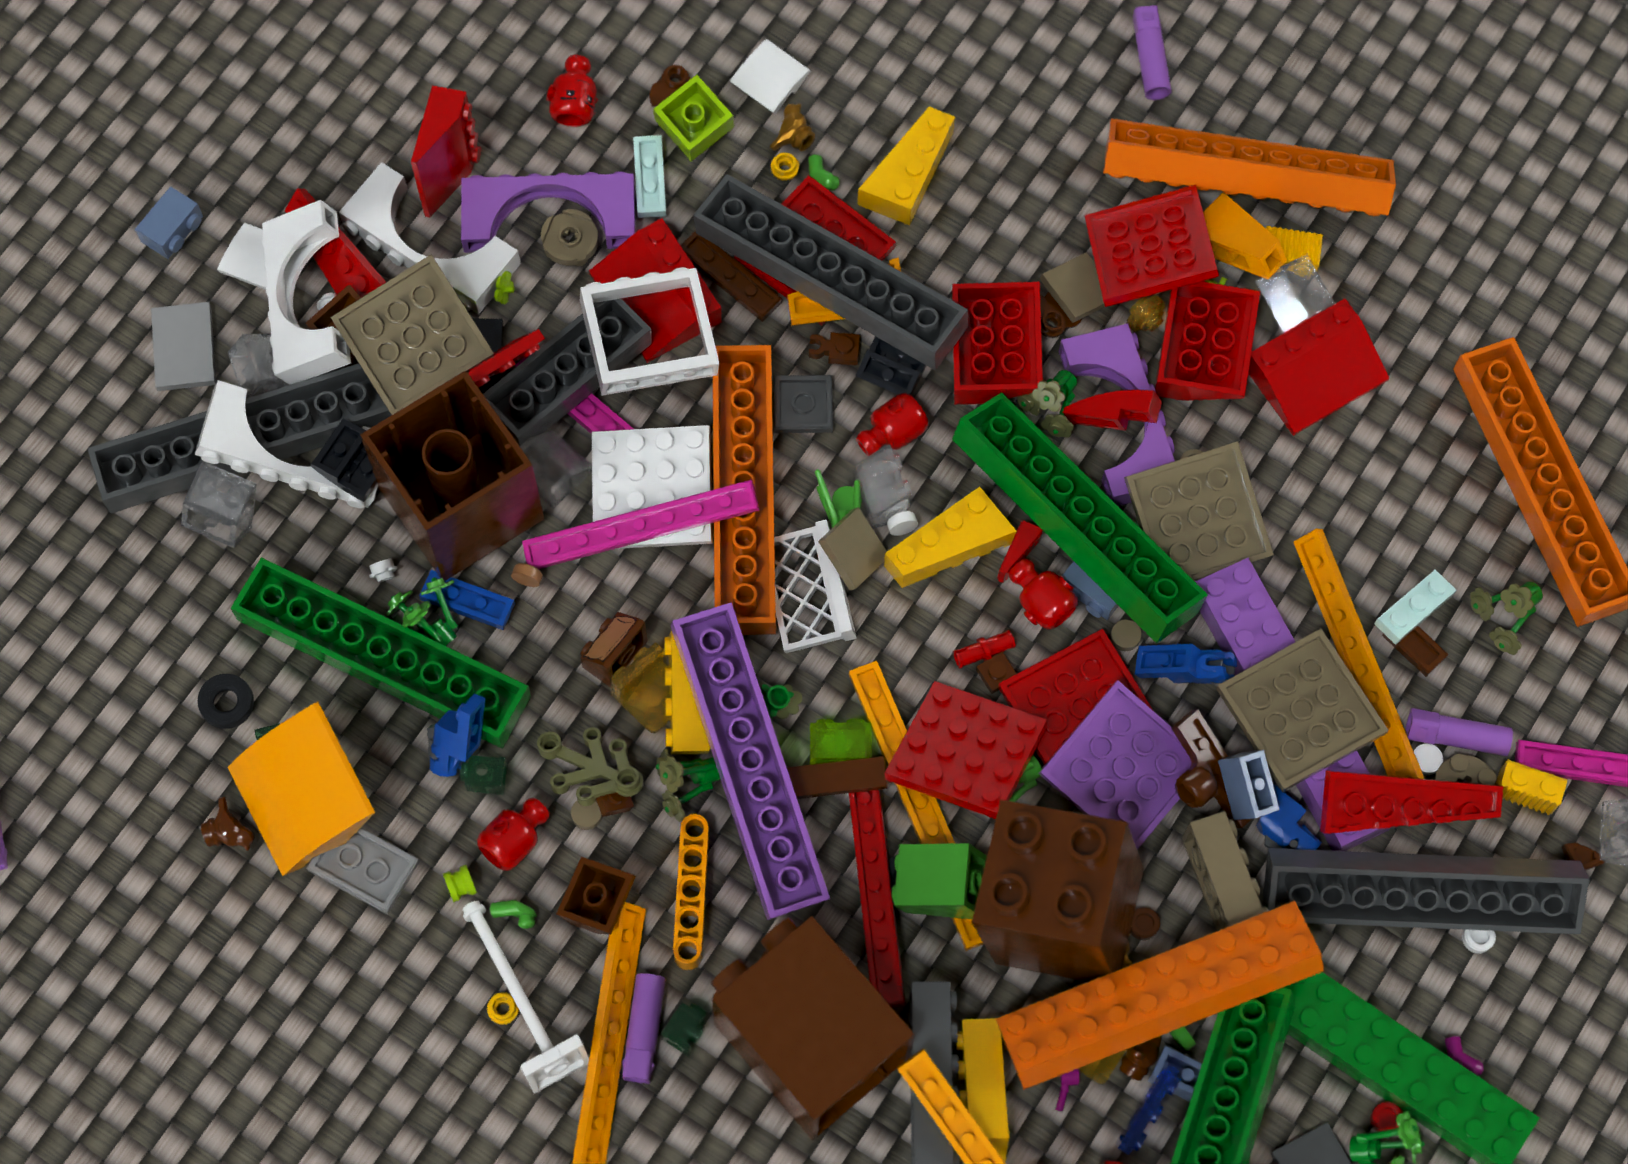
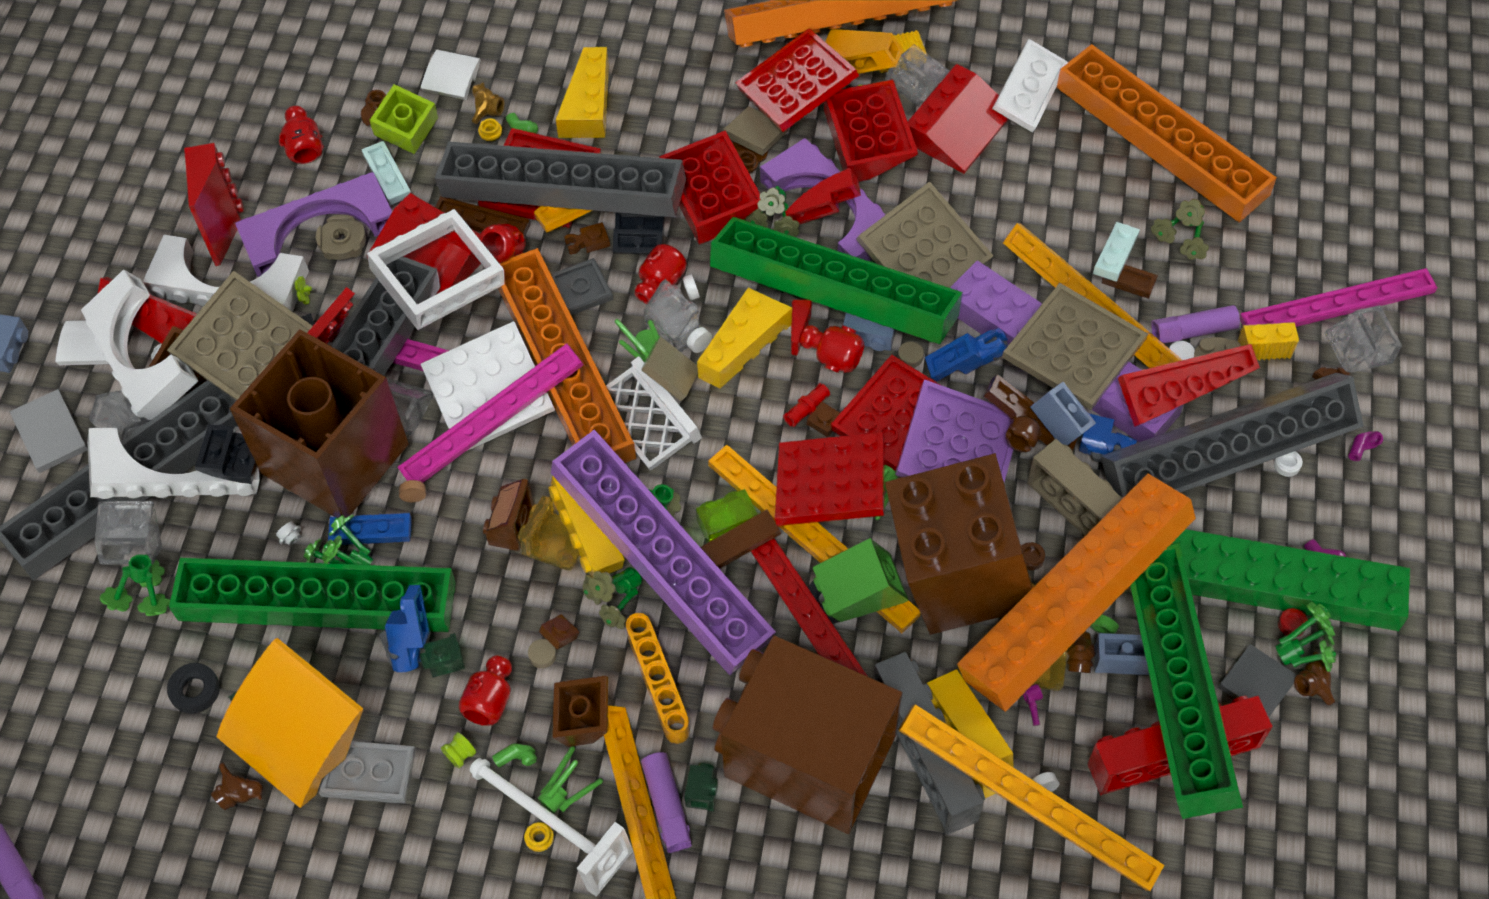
camera: 20 degrees left, 10 degrees down
(216, 555) = (148, 575): none -> plant
(534, 969) = (554, 795): none -> bright green plant
(591, 768) = (563, 611): olive plant -> none
(736, 323) = (503, 241): none -> red piece
(921, 454) = (691, 287): none -> white tile
(1146, 314) = (815, 127): clear yellow plate -> none
(1150, 1111) = (1108, 700): clear blue wing -> none
(1421, 355) = (1030, 85): none -> white plate
(1575, 949) = (1364, 442): none -> magenta arm

